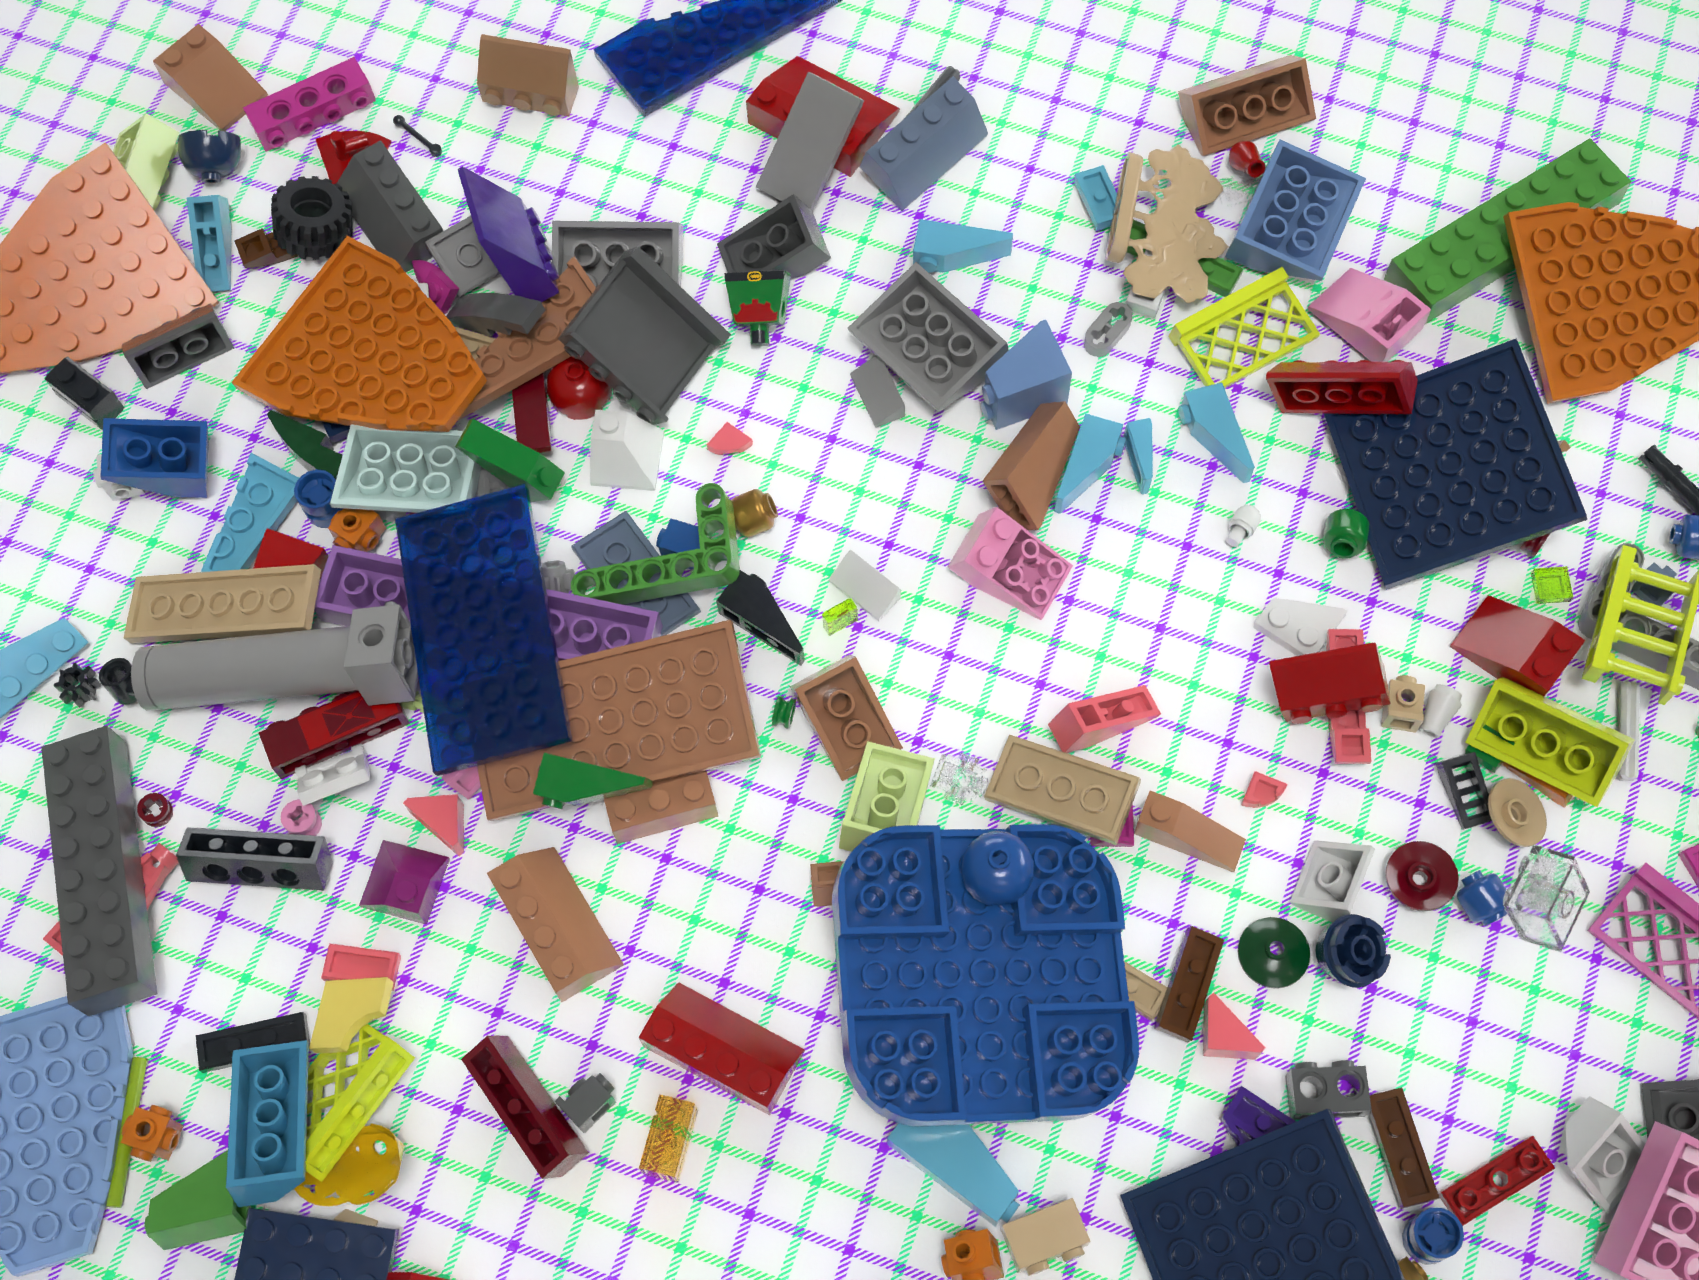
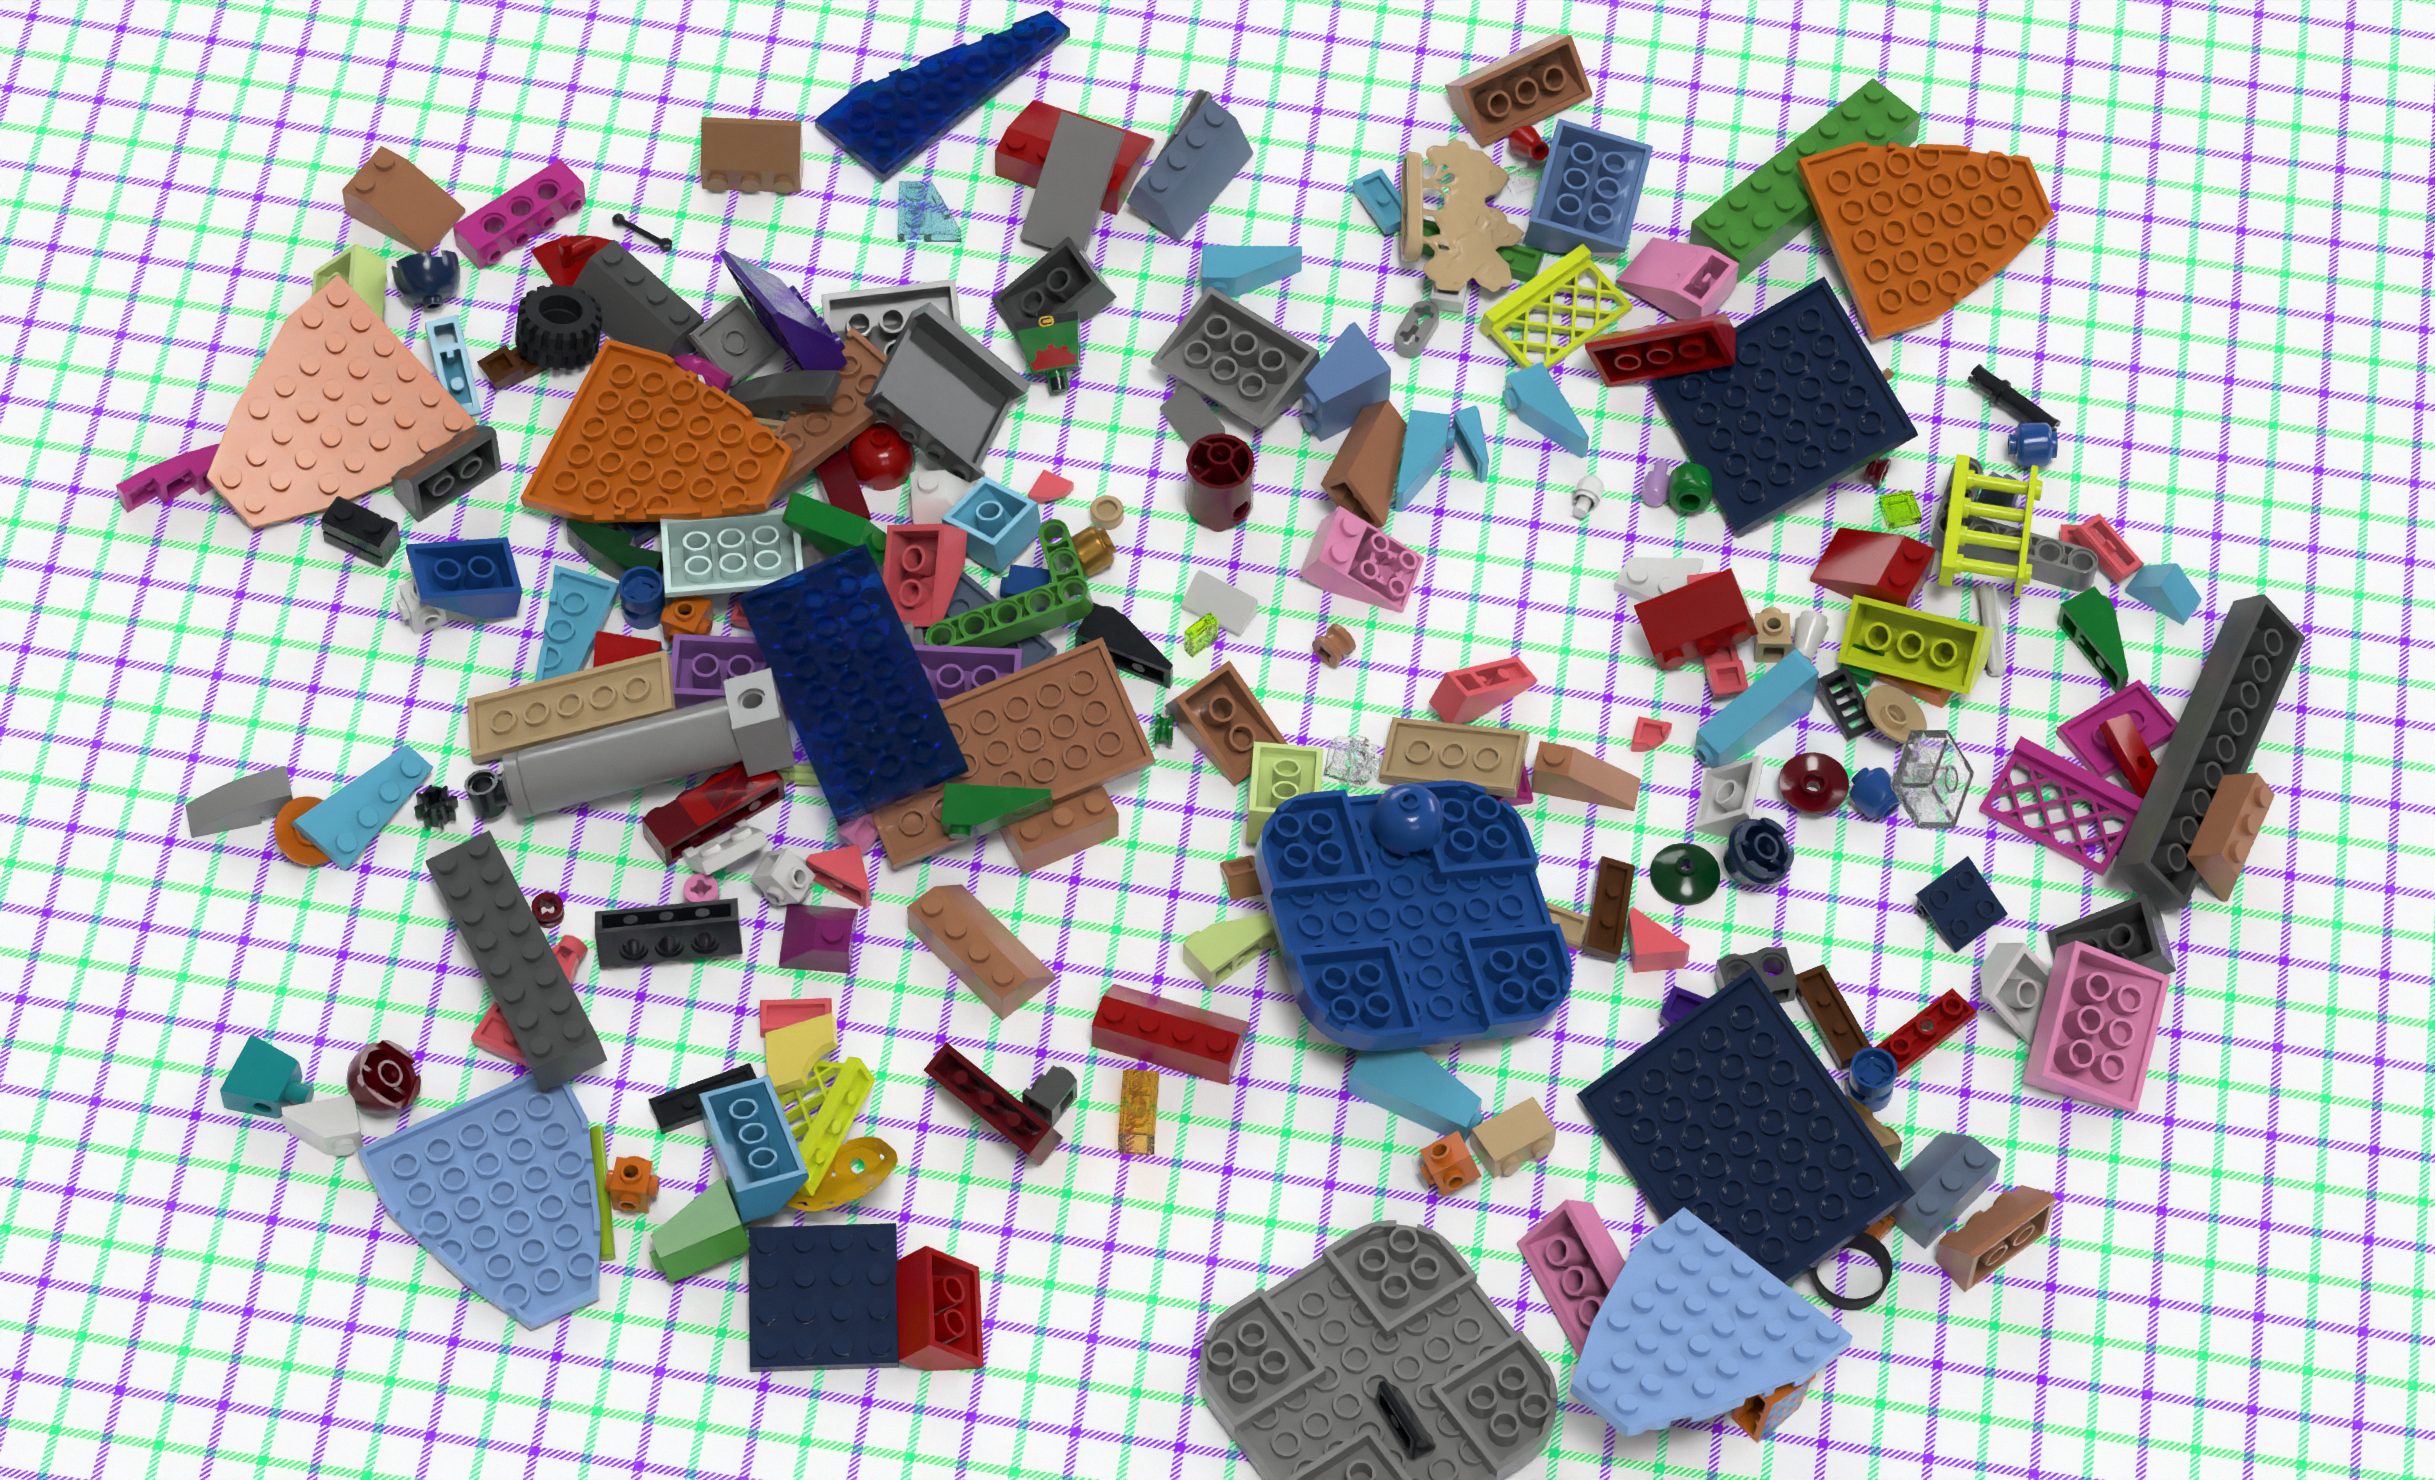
camera: 15 degrees left, 10 degrees down
(379, 816) = (783, 877): none -> white brick
(583, 515) = (923, 569): none -> coral slope
(664, 471) = (997, 523): none -> medium azure slope
(673, 153) = (924, 214): none -> clear light blue wing
(778, 473) = (1106, 512): none -> tan tile
(793, 964) = (1227, 947): none -> yellowish green slope
(887, 461) = (1219, 481): none -> dark red cylinder
(966, 647) = (1333, 645): none -> nougat wheel
(1312, 523) = (1655, 484): none -> lavender cylinder
(1376, 790) = (1759, 711): none -> medium azure slope
(1555, 1040) = (1960, 904): none -> dark blue hinge

